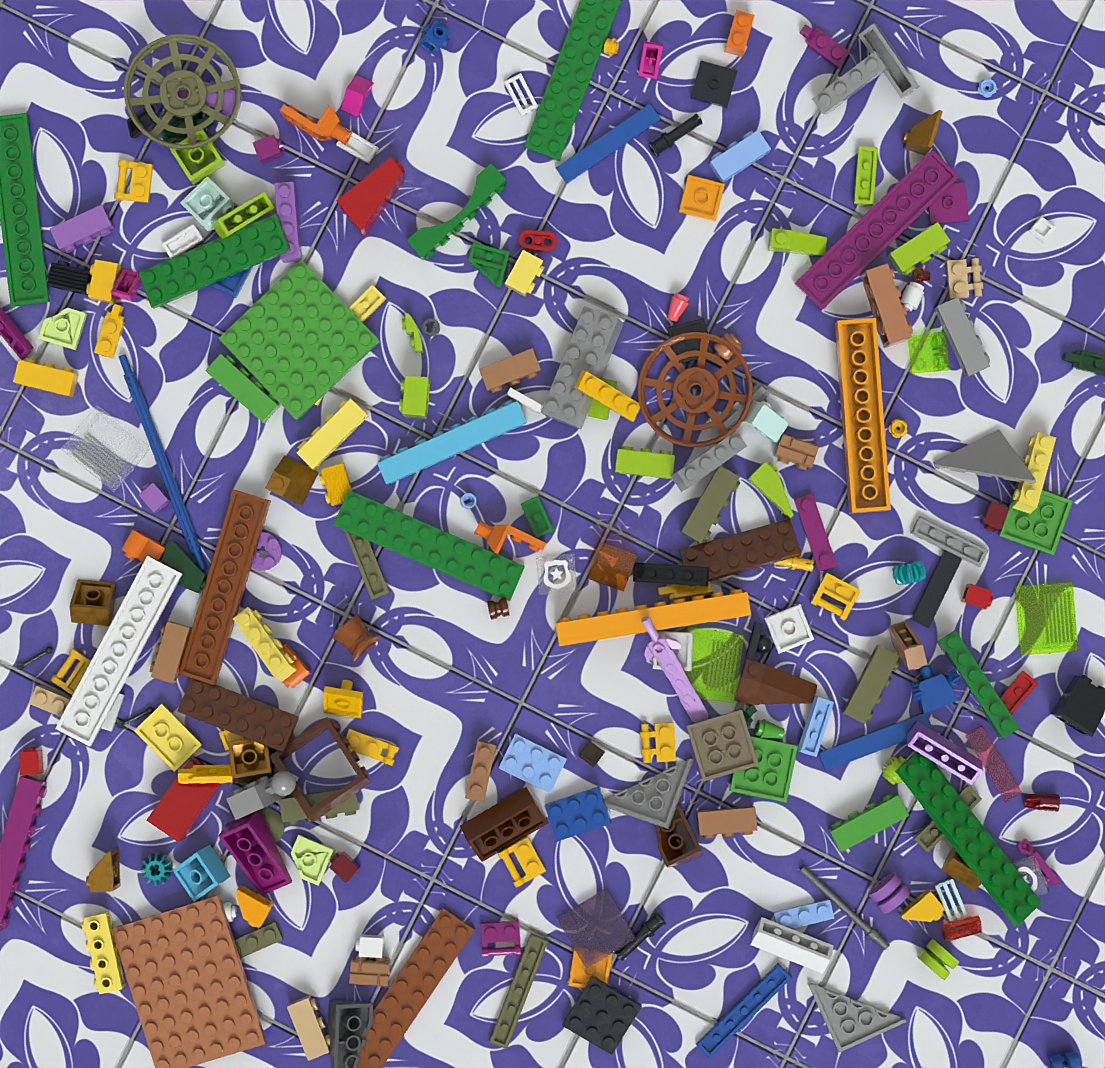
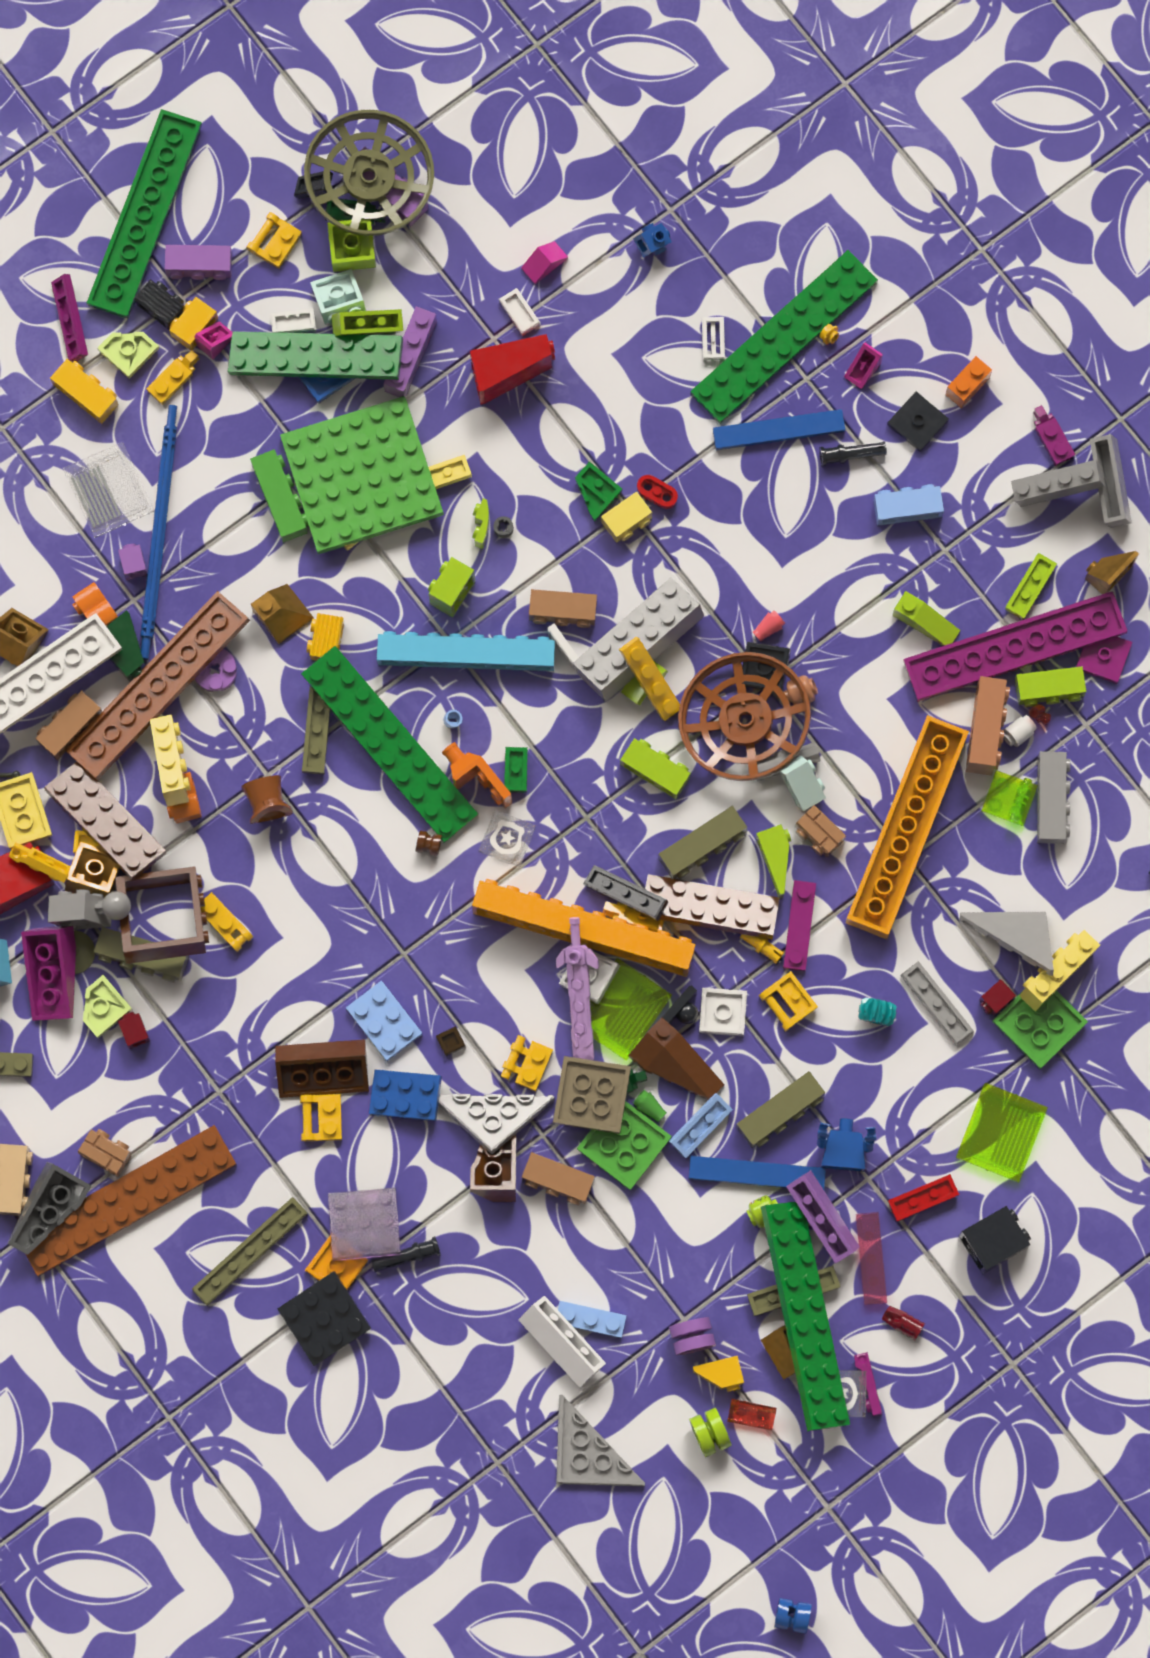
camera: 30 degrees right, 10 degrees down
(253, 906) = (18, 1026): light orange slope -> none
(268, 149) = (427, 271): magenta brick -> none
(326, 128) = (494, 277): orange plate -> none
(332, 434) = (347, 584): light yellow brick -> none
(343, 700) = (220, 858): yellow tile -> none
(370, 946) = (119, 1126): white brick -> none
(429, 238) = (545, 437): green arch -> none
(480, 771) = (326, 1000): medium nougat brick -> none
(500, 932) = (260, 1180): magenta plate -> none
(612, 566) = (569, 857): clear orange slope -> none
(701, 198) = (848, 529): light orange tile -> none
(708, 461) = (722, 795): light grey brick -> none
(744, 1010) = (477, 1389): blue tile -> none
(868, 822) = (707, 1253): bright green brick -> none
(871, 933) = (654, 1374): flat silver bar -> none
(898, 423) = (939, 853): yellow plate -> none
(907, 645) = (837, 1082): medium nougat brick -> none
(936, 589) = (899, 1045): black tile -> none
(956, 915) = (756, 1360): light aqua tile -> none
(958, 279) = (1077, 736): tan plate -> none
(971, 673) = (893, 1162): green arch -> none
(977, 597) = (938, 1073): red brick -> none

